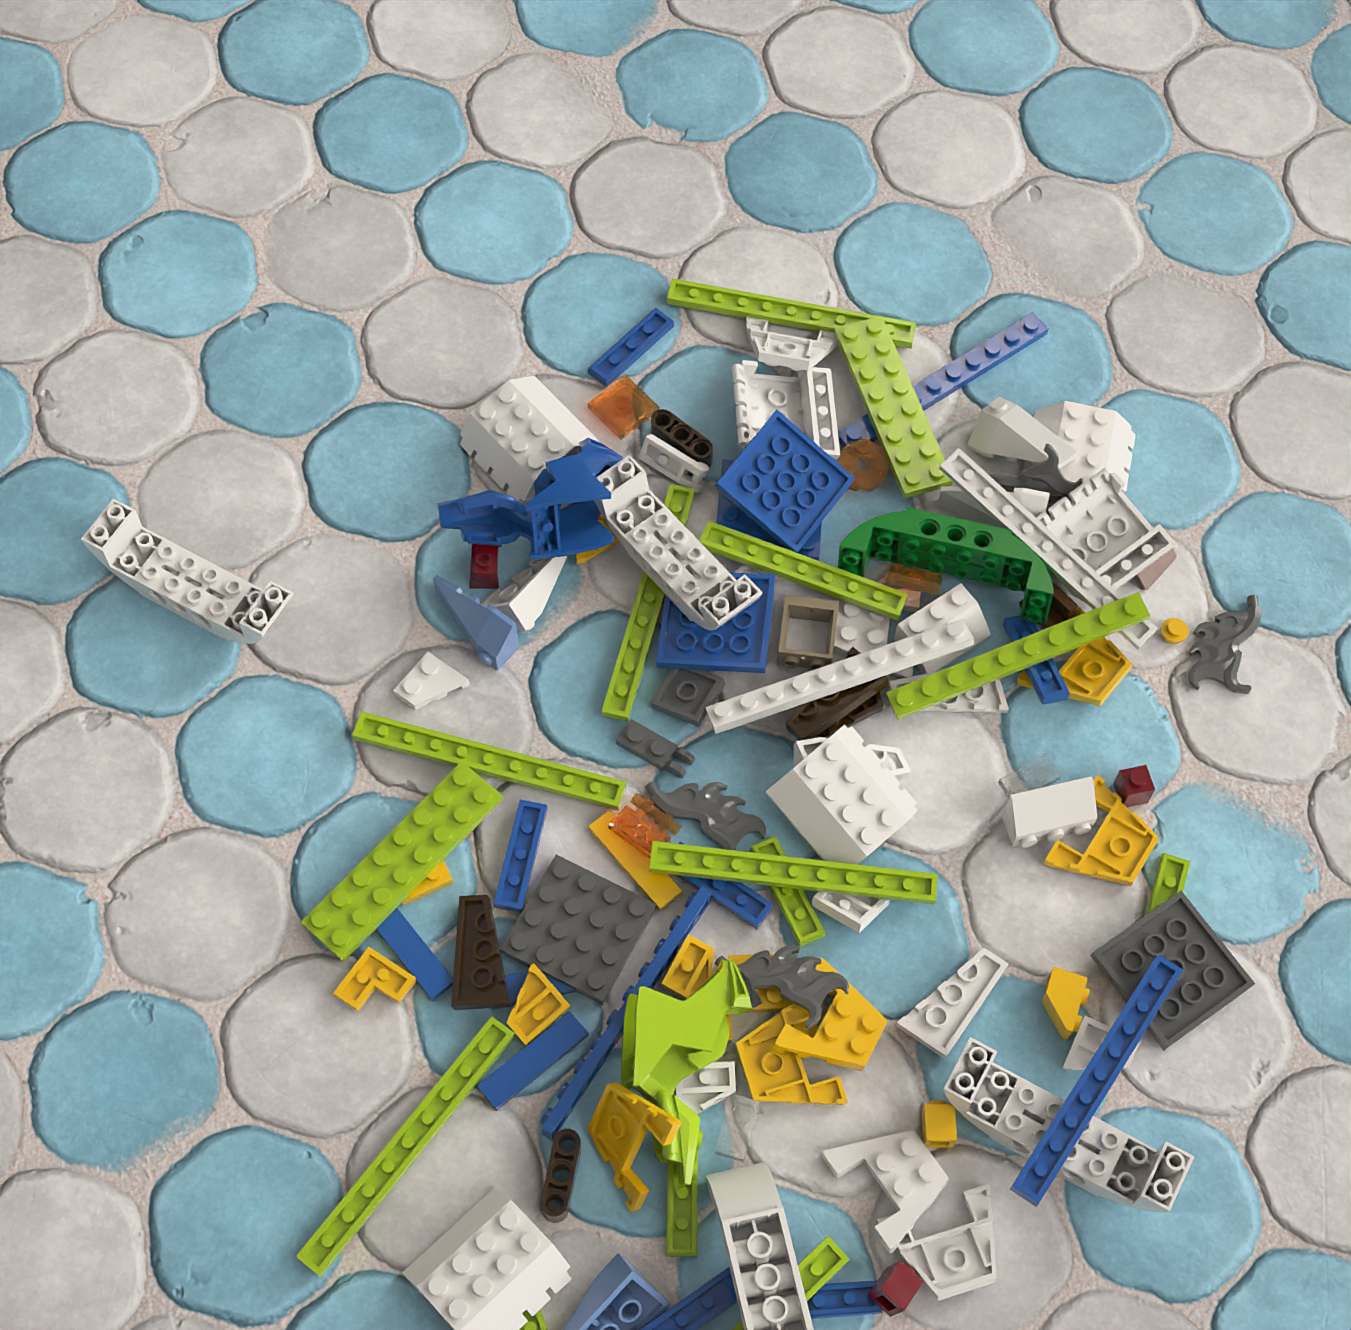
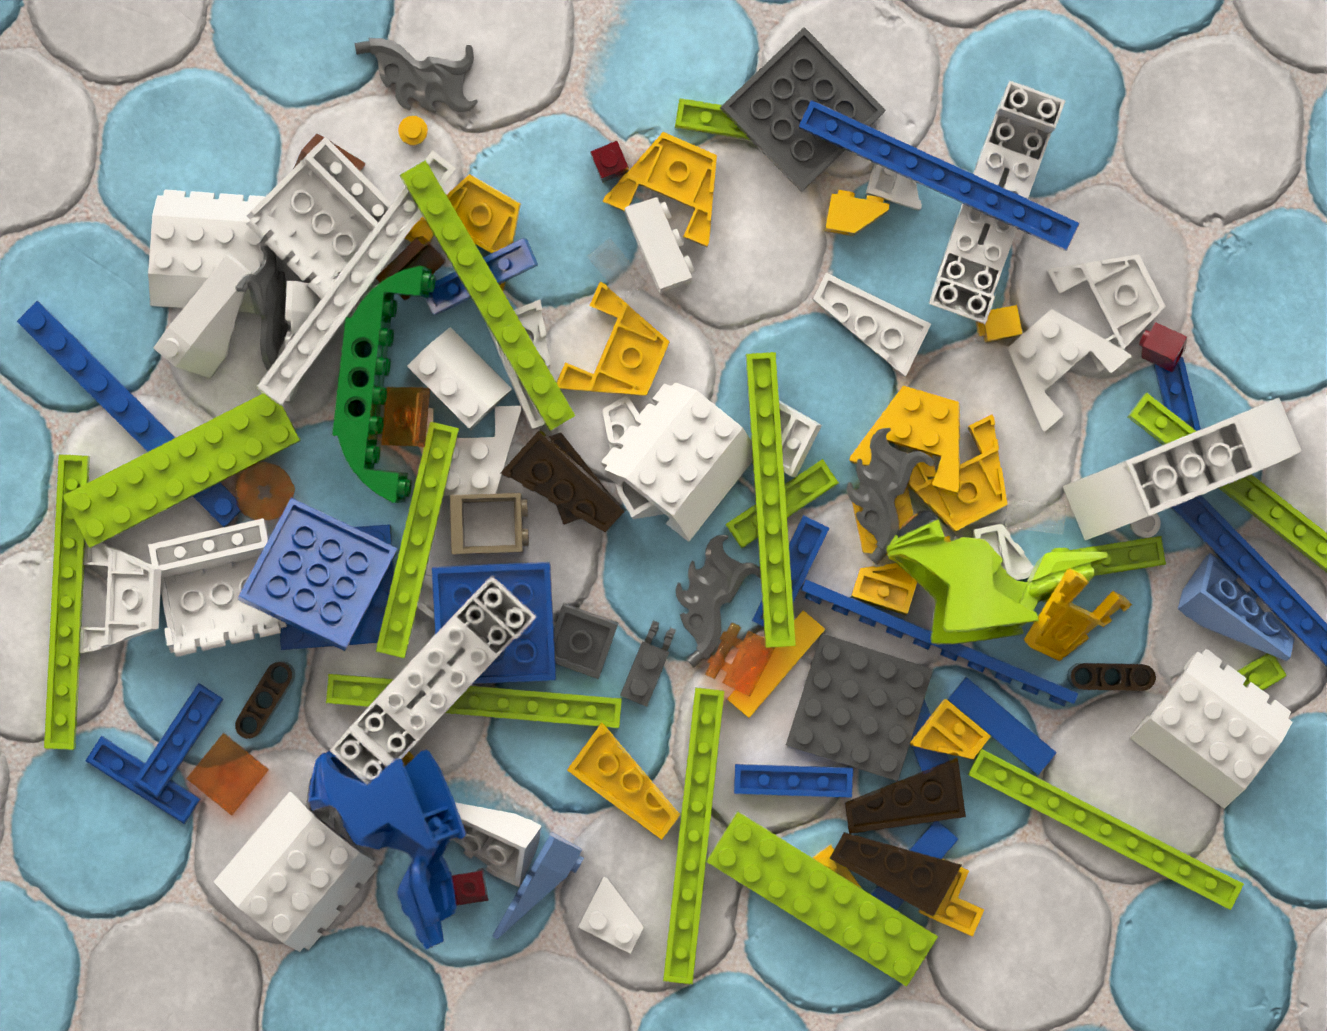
camera: 100 degrees left, 25 degrees up
(410, 934) = (903, 872): none -> dark brown wing
(551, 706) = (620, 780): none -> yellow wing
(659, 373) = (178, 740): none -> blue tile
(673, 463) = (299, 703): white plate -> none
(711, 1242) = (1147, 526): none -> white tile
(839, 676) = (543, 481): white plate -> none
(947, 777) = (629, 356): none -> yellow wing

